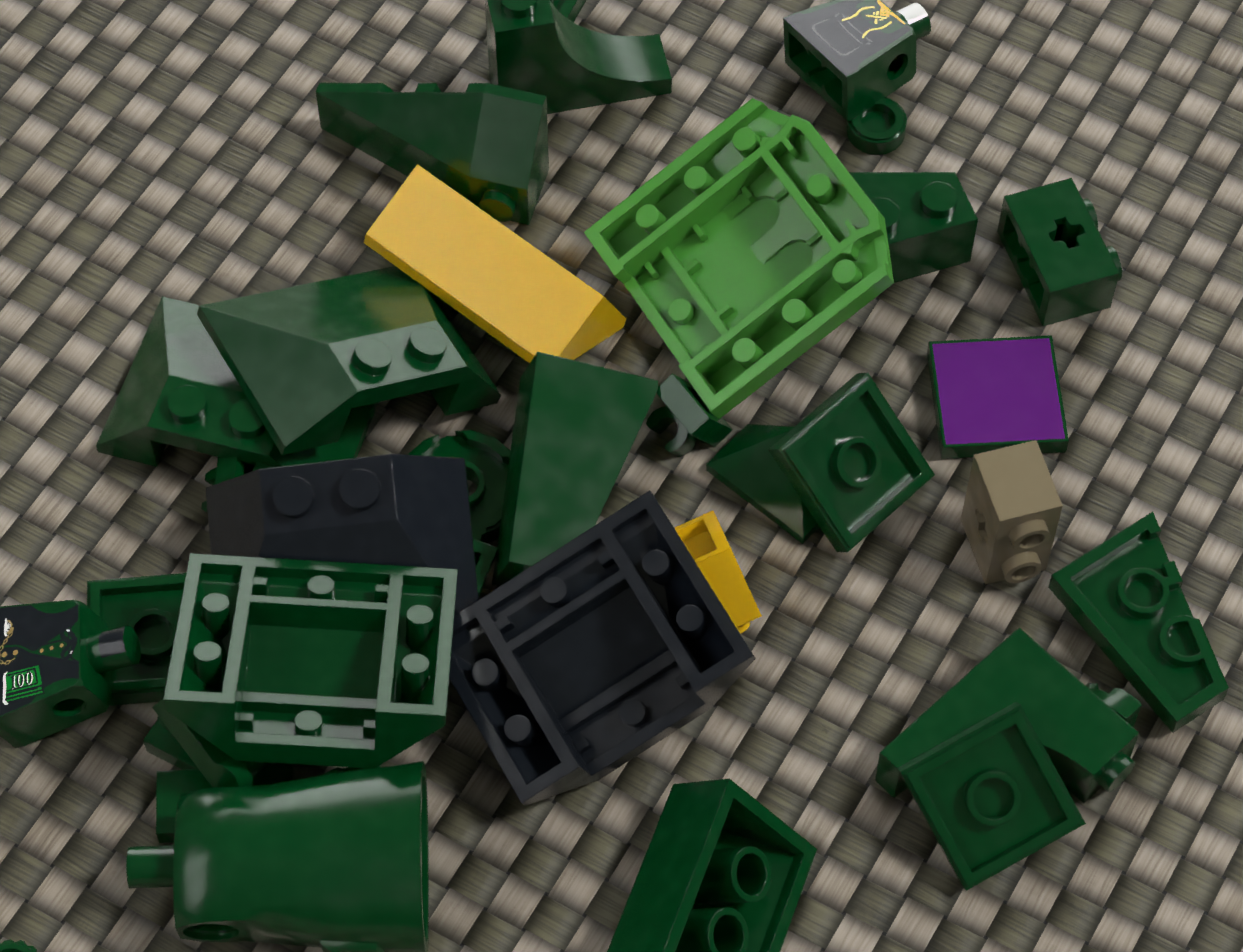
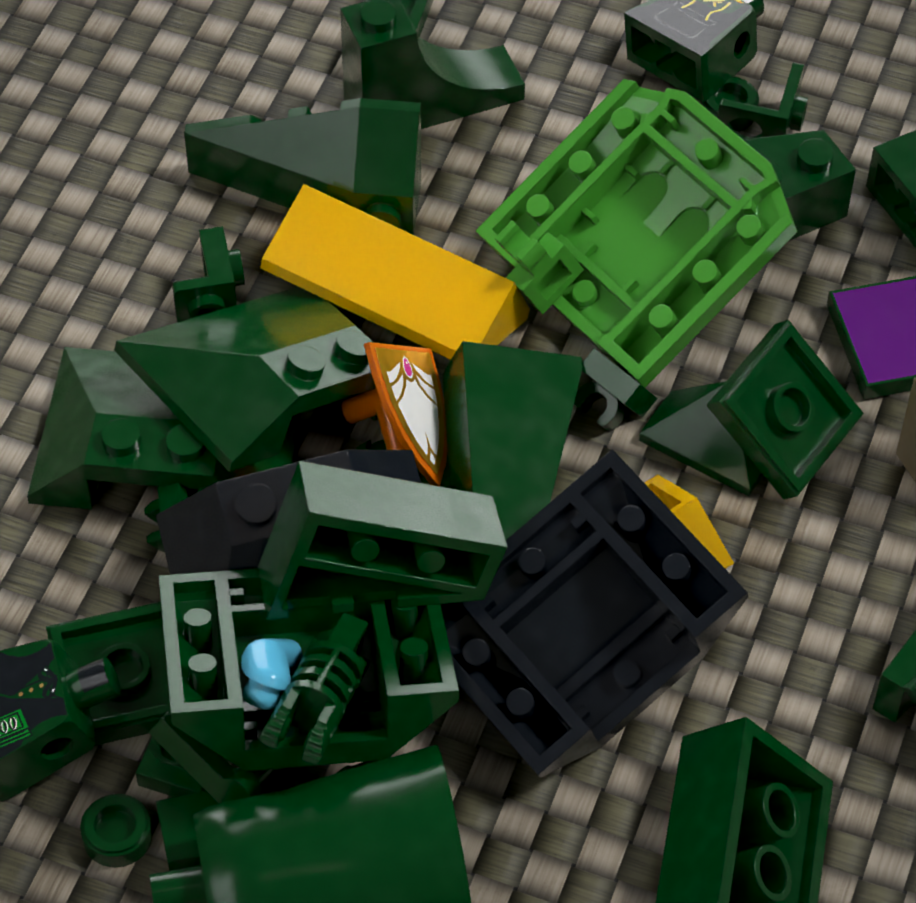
camera: 10 degrees left, 5 degrees down
(115, 794) = (116, 830): none -> dark green tile
(270, 664) = (269, 669): none -> medium azure arm
(318, 691) = (320, 689): none -> dark green hinge
(320, 259) = (217, 289): none -> dark green bracket
(401, 551) = (377, 539): none -> dark green wedge
(478, 407) = (406, 403): none -> shield
(635, 284) = (542, 267): none -> bright green plate
(930, 148) = (772, 122): none -> dark green bracket

